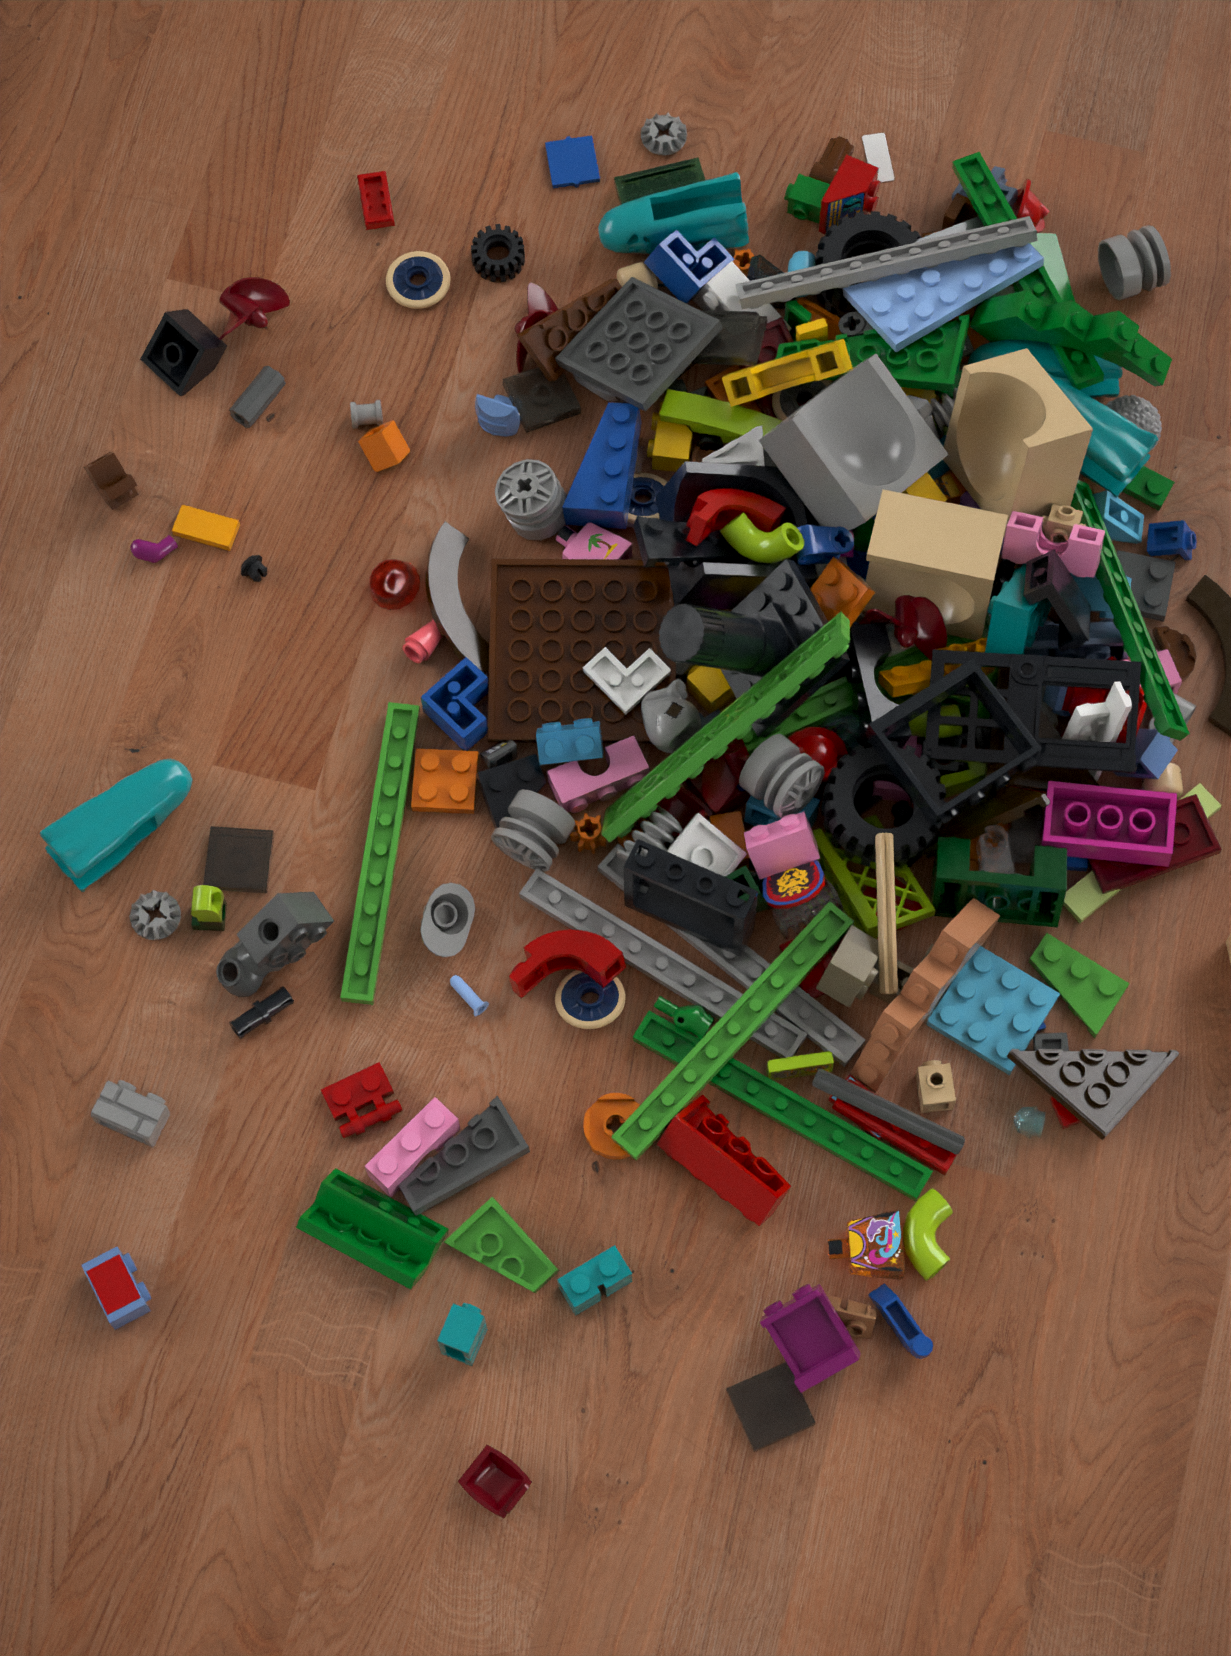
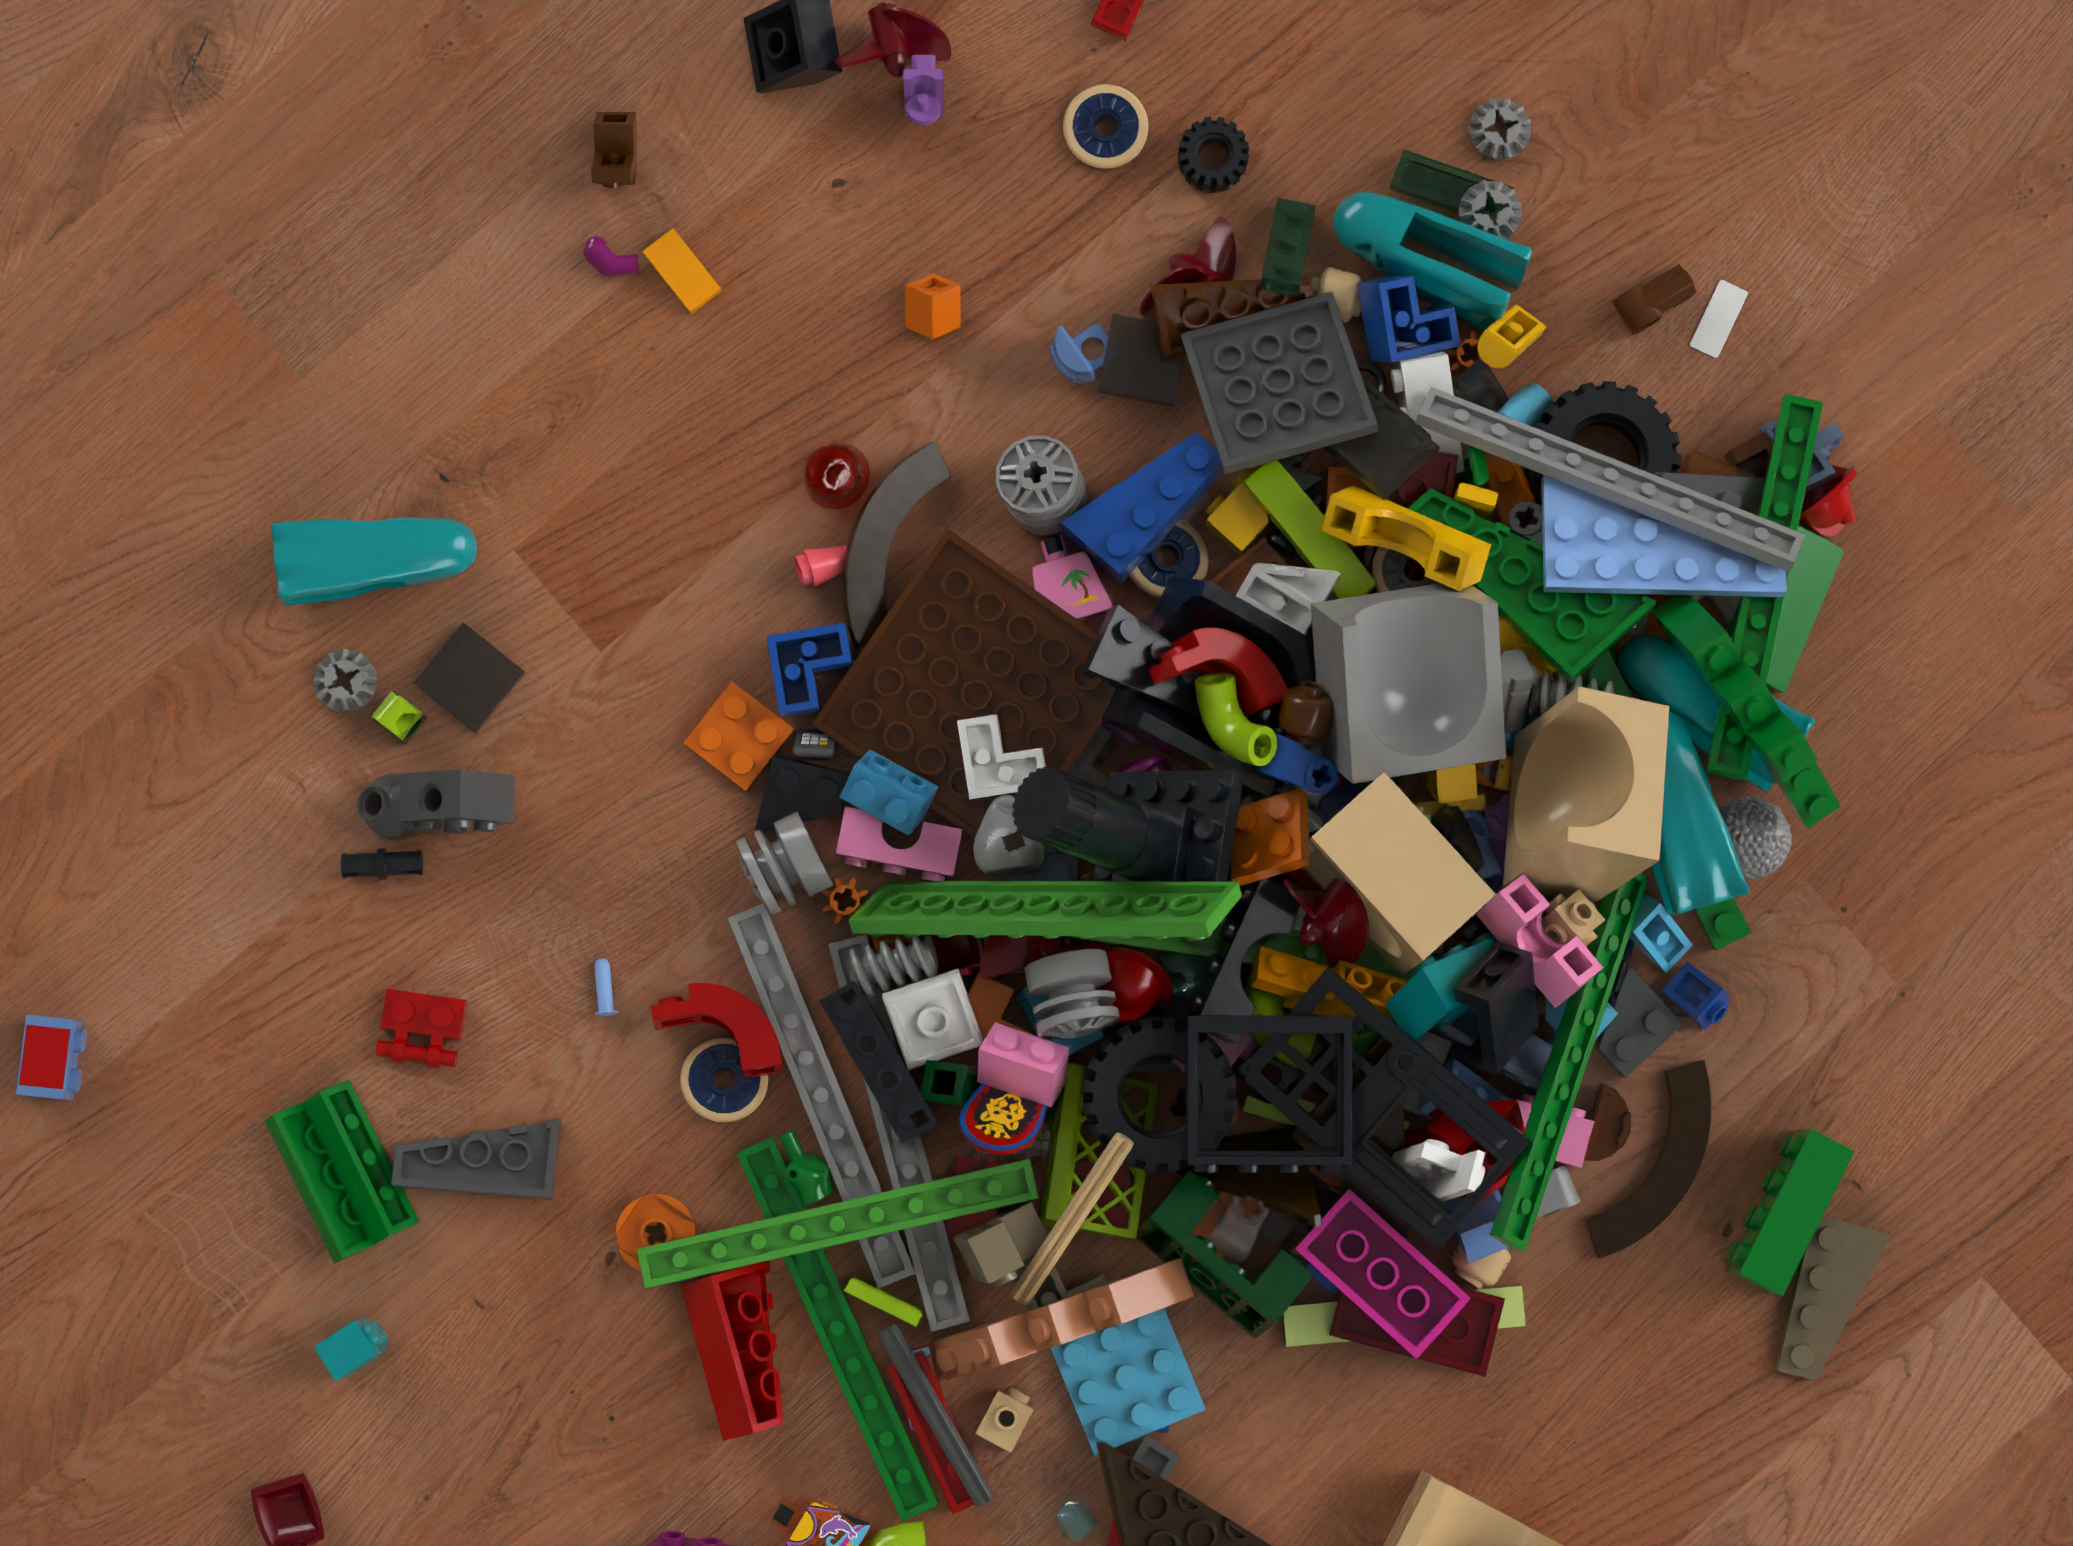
camera: 30 degrees right, 15 degrees up
(131, 1112) = (181, 882): light grey brick -> none
(254, 568) = (700, 354): black piece -> none
(257, 396) = (836, 153): dark grey axle -> none
(288, 322) = (923, 90): none -> medium lavender hips
(366, 414) = (939, 254): light grey bush -> none
(380, 854) = (618, 771): bright green plate -> none
(398, 1158) = (435, 1116): bright pink arch -> none
(447, 919) = (631, 899): light grey piece -> none
(503, 1246) = (459, 1278): bright green wing -> none
(572, 161) = (1375, 93): blue piece -> none
(582, 1283) = (509, 1378): teal piece -> none
(584, 270) = (1287, 247): none -> clear green plate
(681, 171) = (1500, 195): none -> light grey gear
(760, 236) = (1509, 337): none -> yellow brick
(804, 505) = (1306, 713): none -> reddish brown head
(805, 198) = (1599, 321): green brick -> none
(850, 192) = (1644, 354): red slope -> none
(1081, 982) = (1236, 1409): bright green wing -> none
(1134, 262) = (1906, 652): light grey wheel -> none

